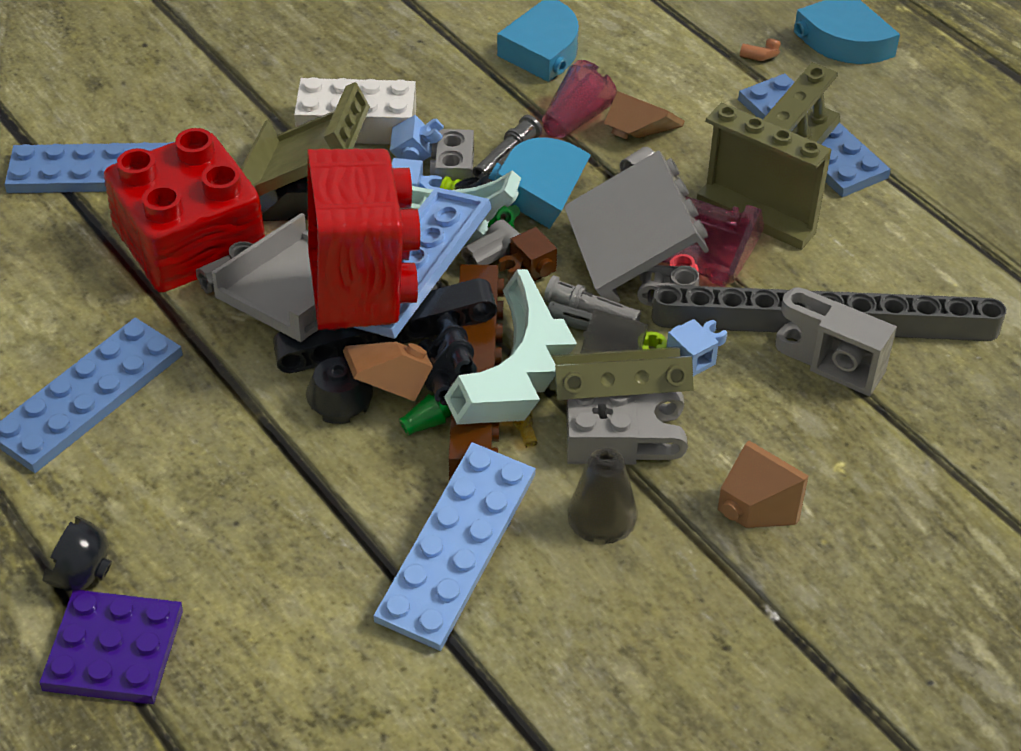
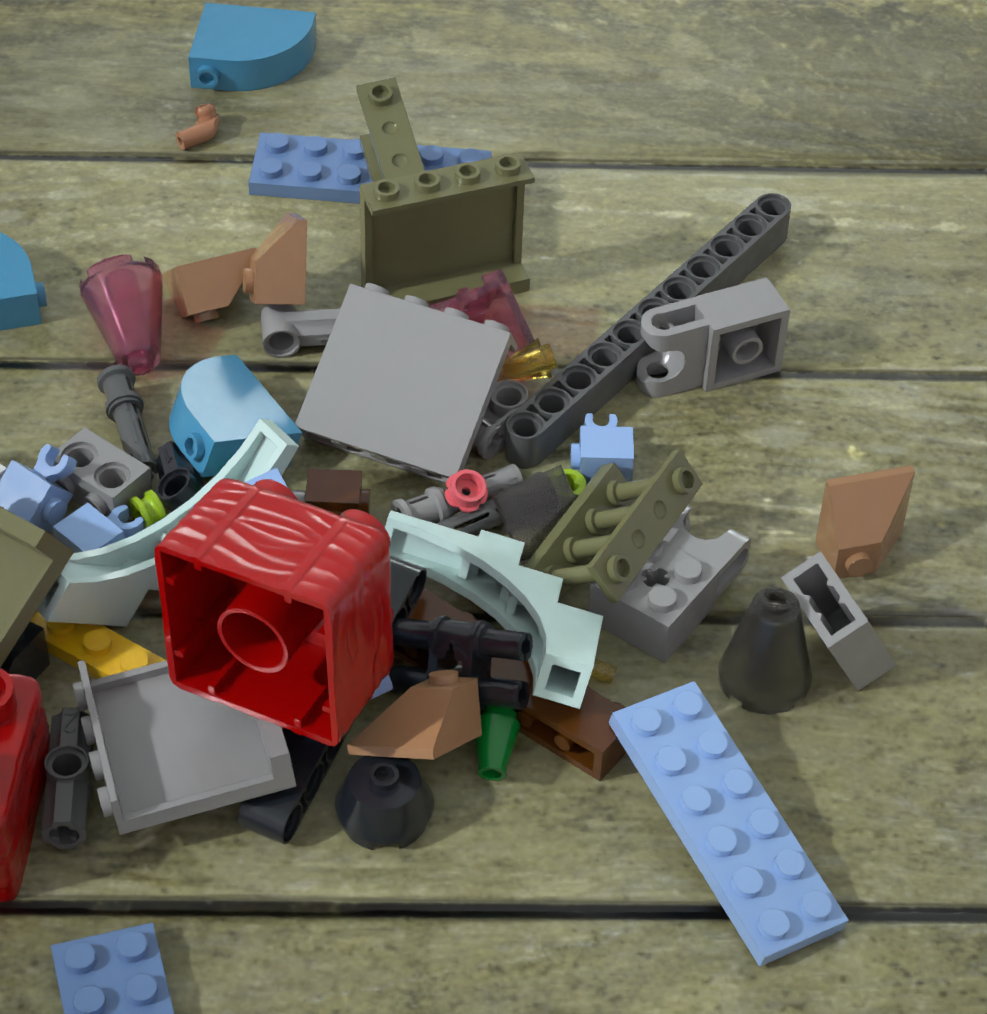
camera: 55 degrees left, 0 degrees up
(589, 291) = (470, 481): none -> coral plate
(650, 512) = (839, 621): none -> light grey brick
(670, 128) = (279, 265): none -> medium nougat slope
(716, 269) = (529, 363): none -> clear yellow cone

